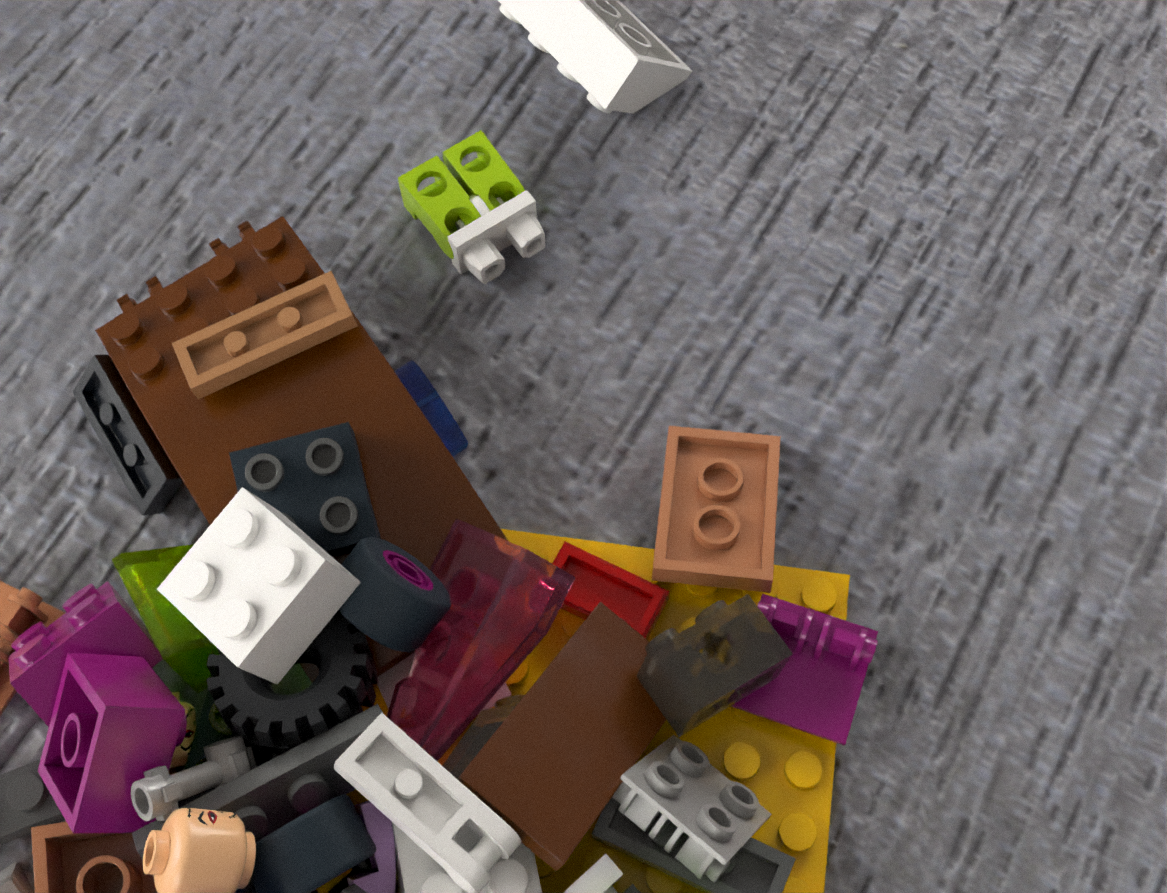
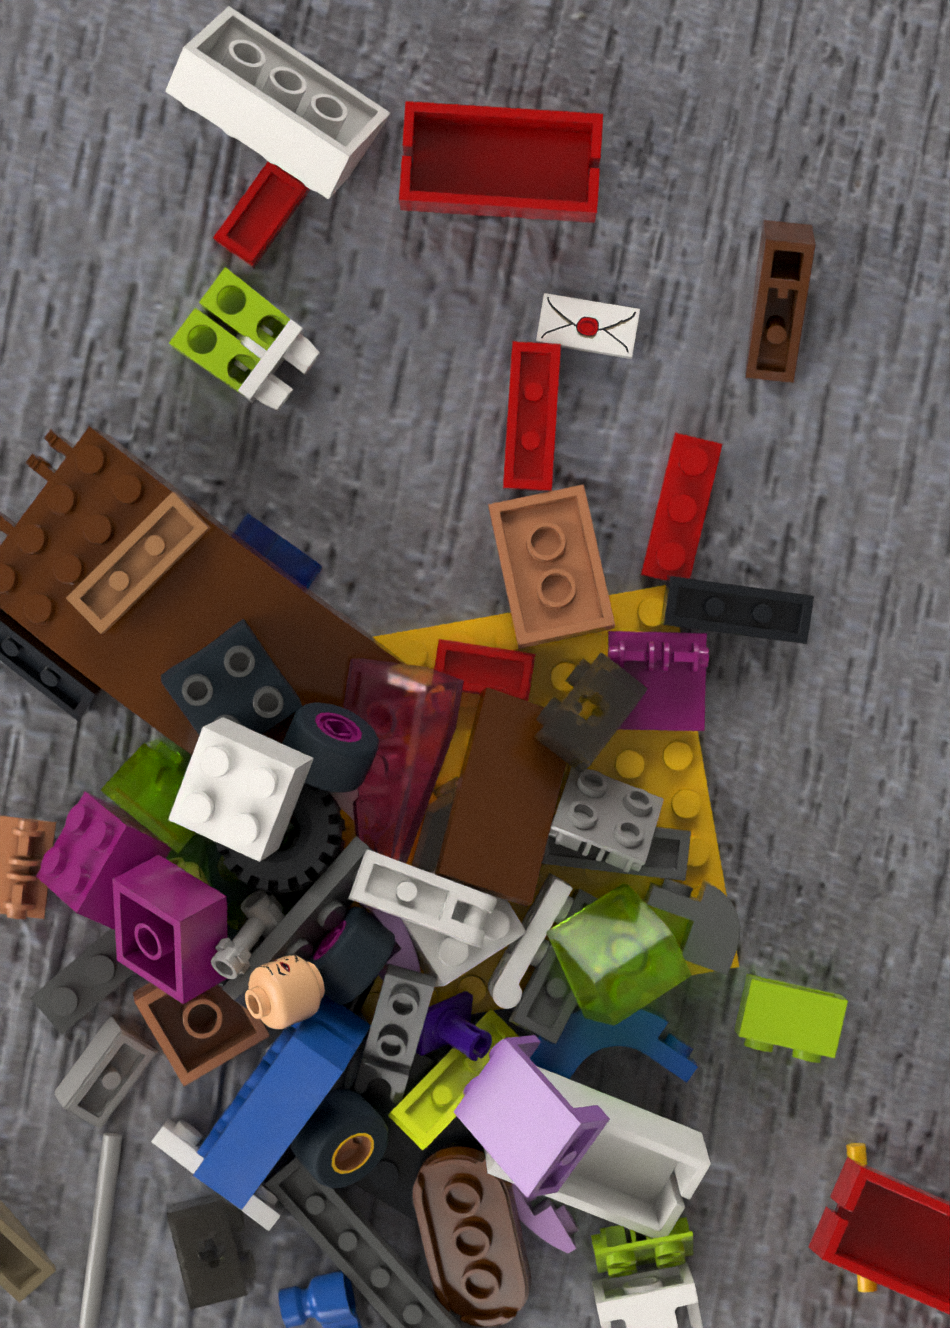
camera: 20 degrees left, 25 degrees up
(536, 117) = (261, 214): none -> red tile
(744, 358) = (531, 416): none -> red plate
(787, 119) = (500, 161): none -> red piece
(830, 296) = (588, 325): none -> white tile
(881, 502) = (681, 507): none -> red plate
(922, 620) = (737, 609): none -> black plate
(1046, 322) = (779, 300): none -> reddish brown slope

